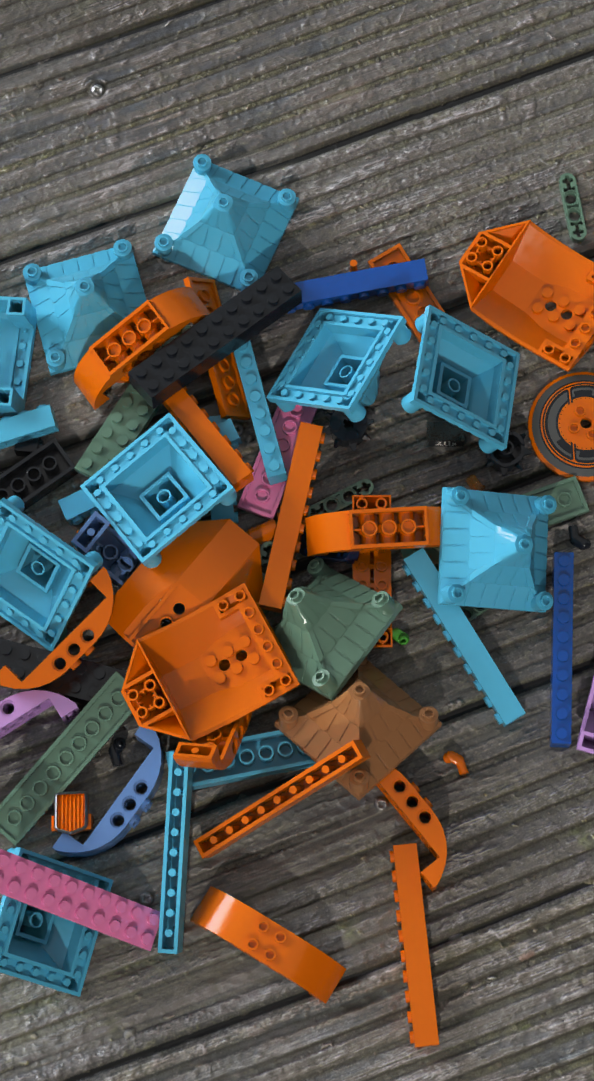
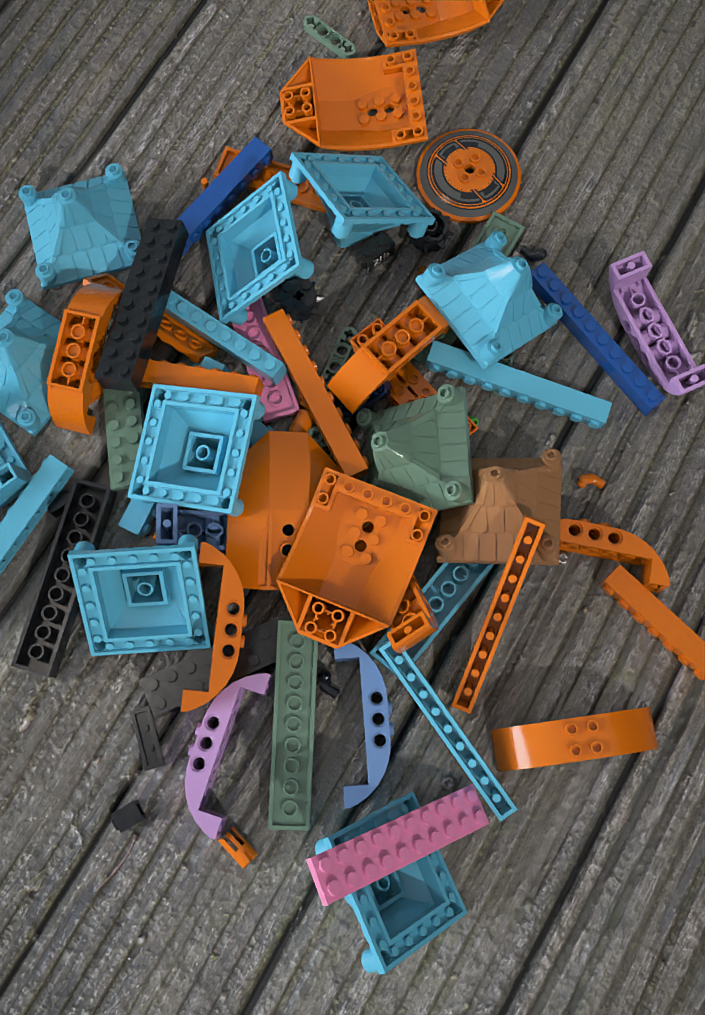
camera: 40 degrees left, 0 degrees up
(71, 813) = (335, 766): orange piece -> none

